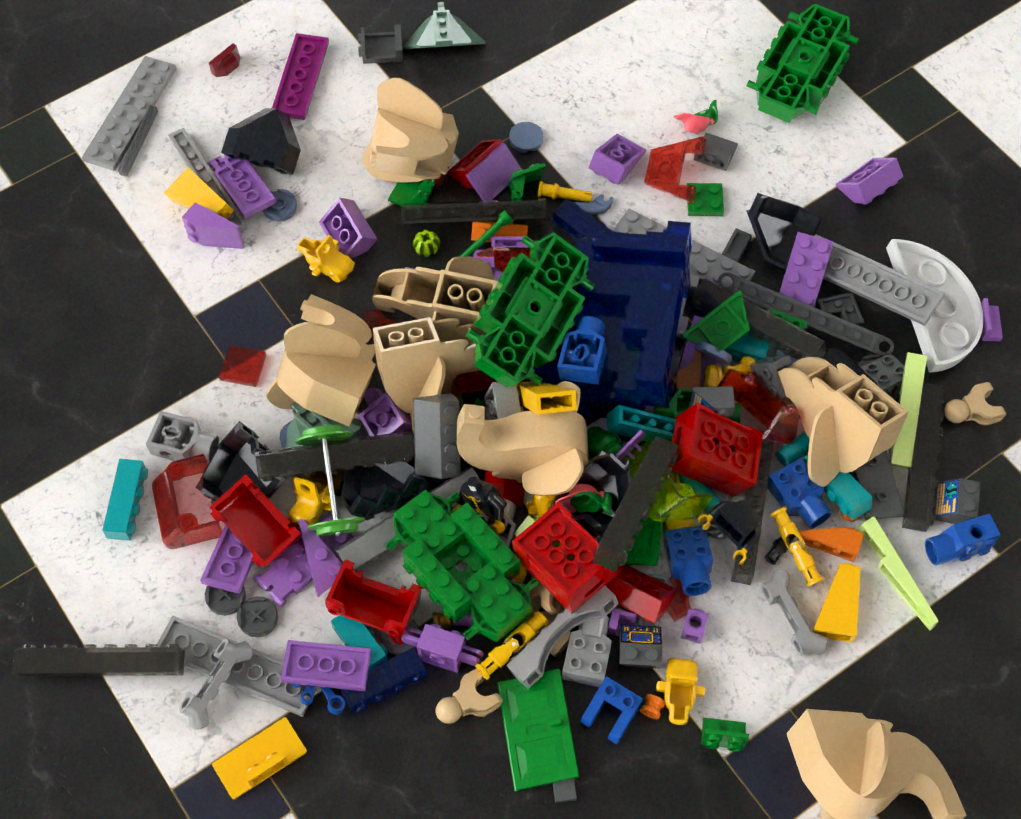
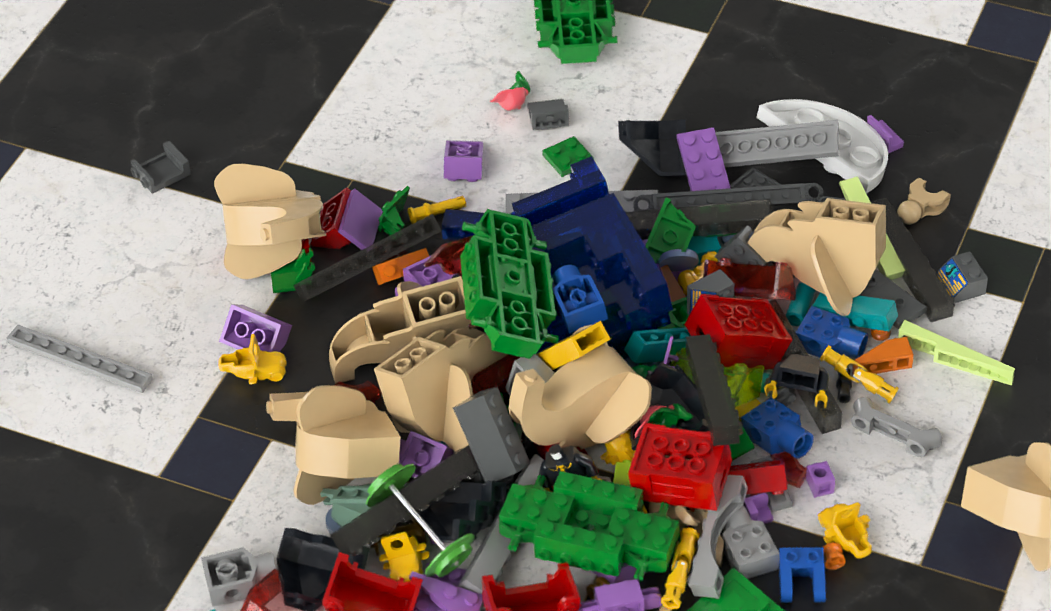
camera: 30 degrees left, 15 degrees down
(190, 189) = (86, 371): yellow slope -> none
(211, 229) = (123, 390): medium lavender slope -> none
(225, 62) = (13, 251): dark red slope -> none
(242, 185) = (118, 342): medium lavender hinge -> none
(242, 366) = (243, 491): clear red tile -> none
(264, 141) = (115, 296): black panel -> none
(284, 208) = (167, 346): sand blue tile -> none
(300, 75) = (100, 230): magenta plate -> none
(426, 243) = (341, 307): lime piece -> none
(443, 30) = (211, 130): panel -> none
(503, 220) = (406, 246): green piece -> none
(526, 137) = (364, 180): sand blue tile -> none
(597, 206) = (476, 204): sand blue piece -> none
(640, 646) = (789, 518): dark grey slope -> none
(666, 167) = (515, 143): clear red wing -> none
(724, 734) = (909, 544): green bracket -> none
(737, 245) = (624, 177): dark grey tile -> none
(840, 608) = (927, 400): yellow slope -> none
(871, 179) = (701, 73): medium lavender slope -> none
(963, 540) = (989, 300): blue brick -> none

